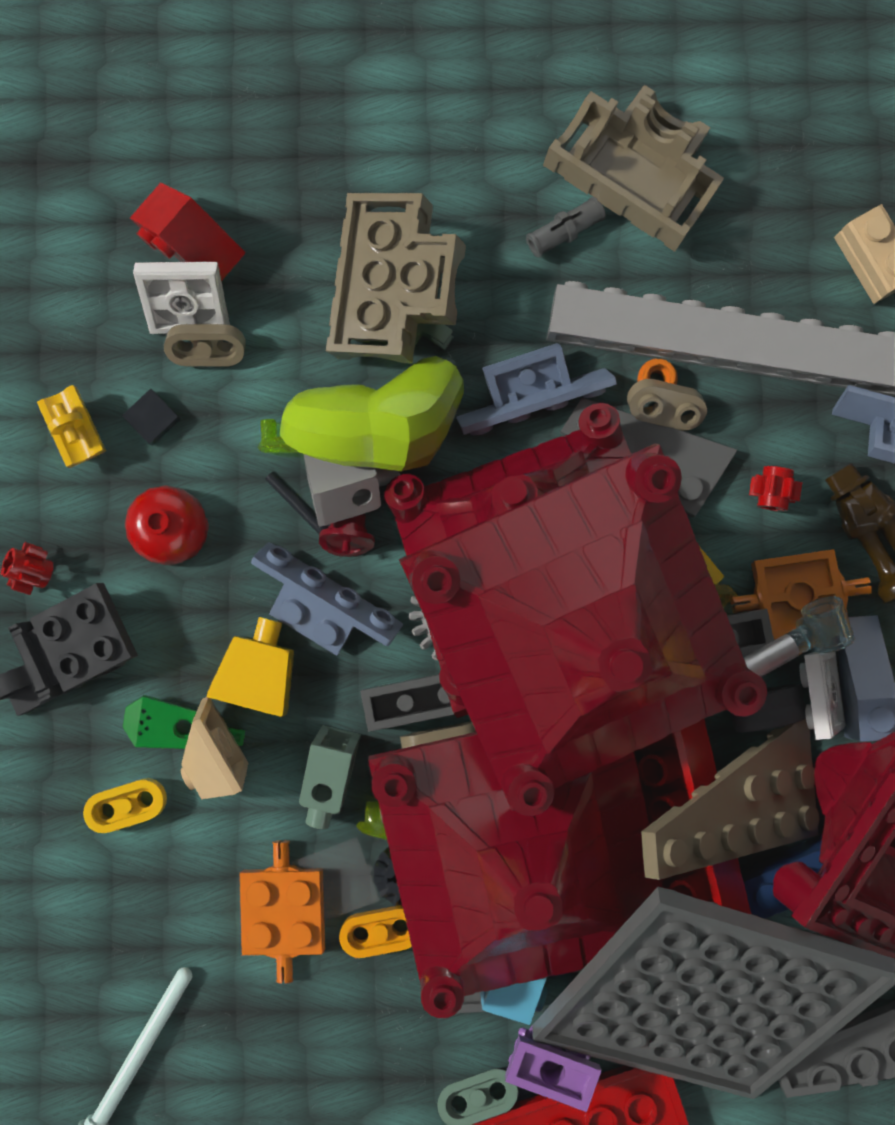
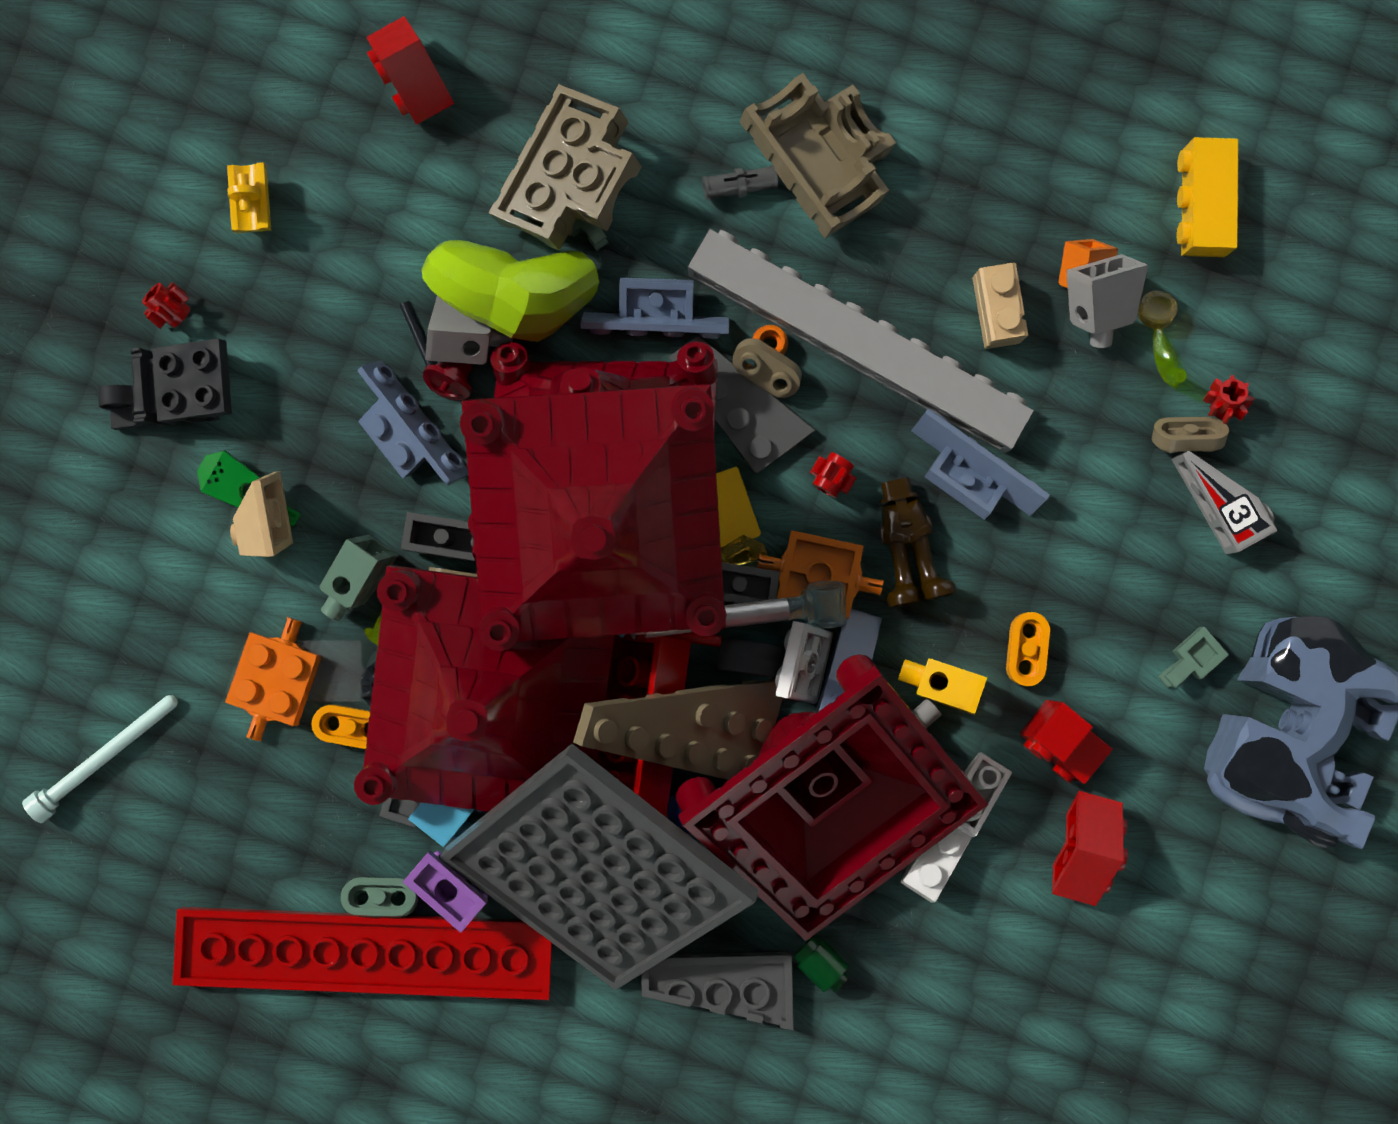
camera: 20 degrees right, 0 degrees up
(126, 804) = (175, 538): yellow plate -> none
(151, 417) = (321, 215): black tile -> none
(166, 525) = (299, 313): red cylinder -> none
(180, 294) = (384, 122): white piece -> none
(205, 345) = (391, 171): dark tan plate -> none
(256, 671) = (328, 466): yellow torso -> none
(269, 441) = (414, 274): clear neon green bar -> none

